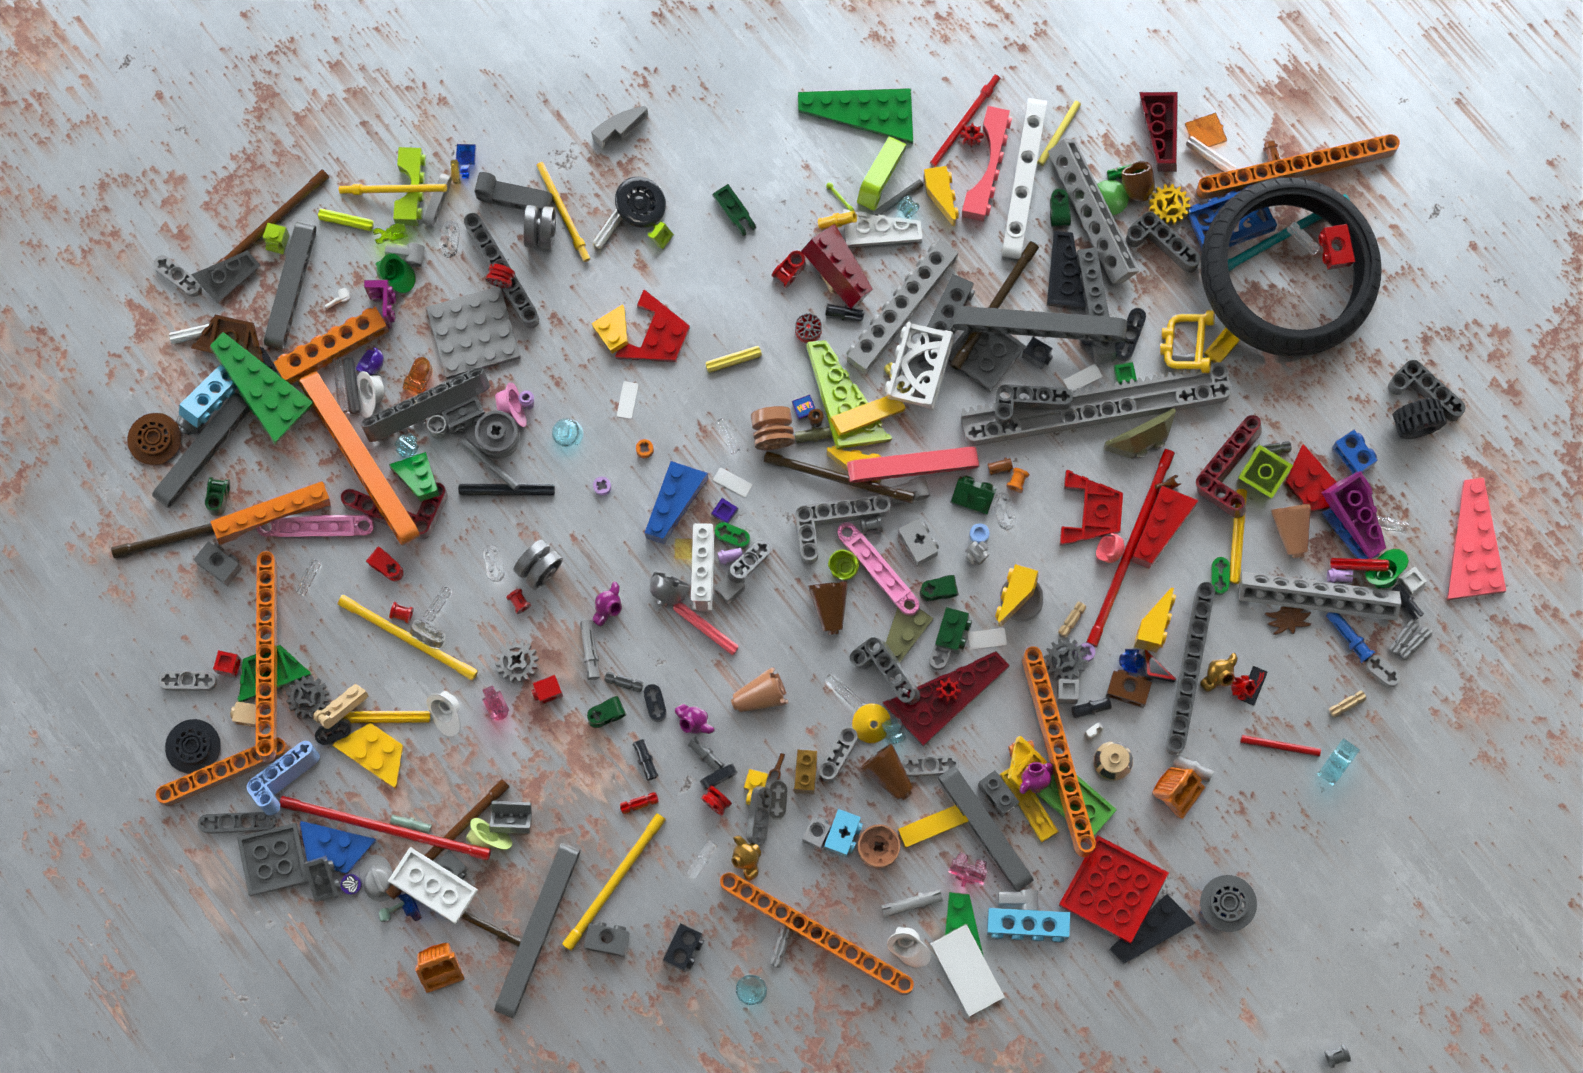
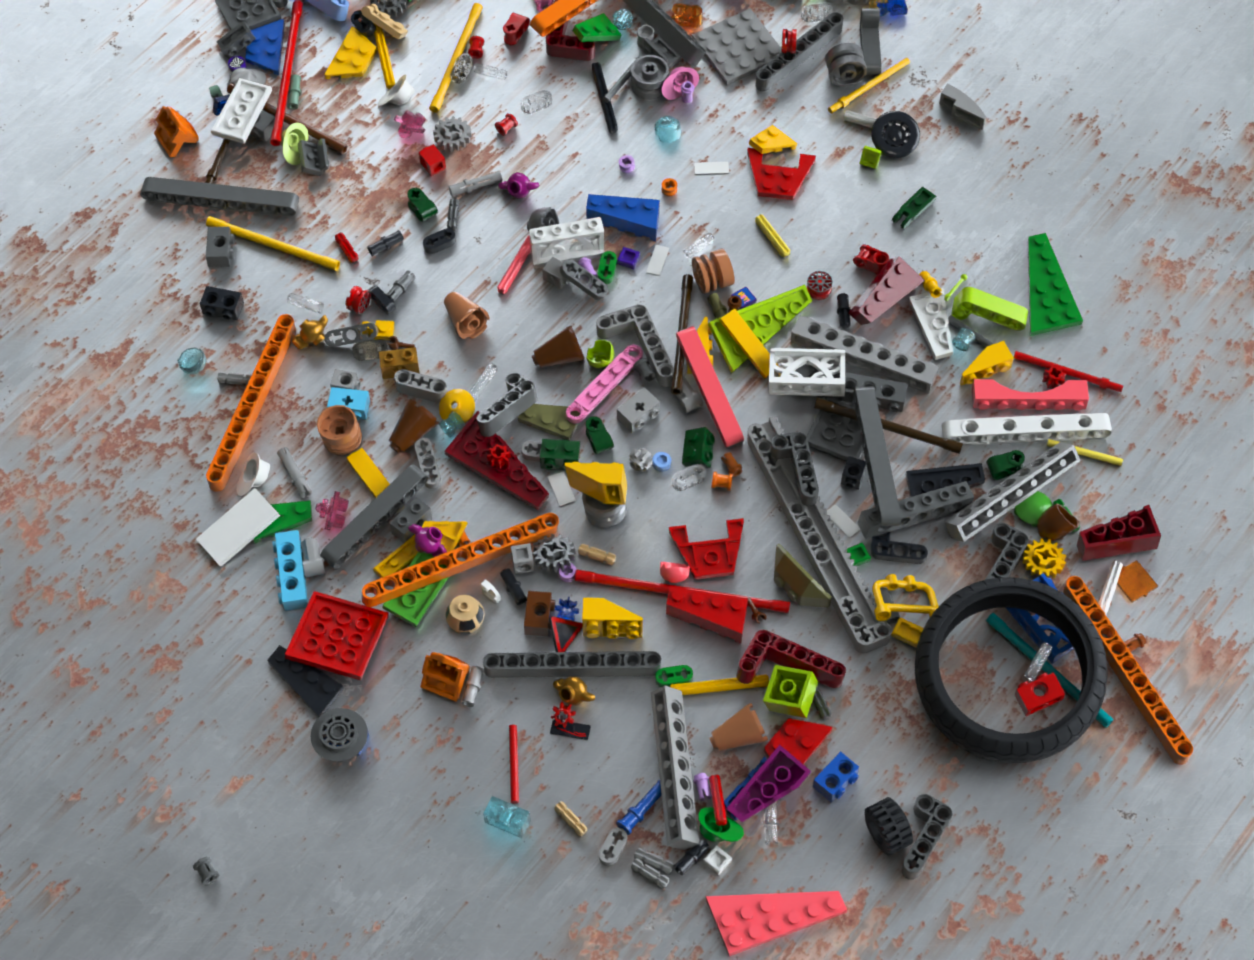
camera: 75 degrees right, 15 degrees down
(538, 564) = (539, 125): flat silver wheel -> none
(693, 719) = (429, 268): magenta piece -> none
(1288, 618) = (645, 748): reddish brown piece -> none

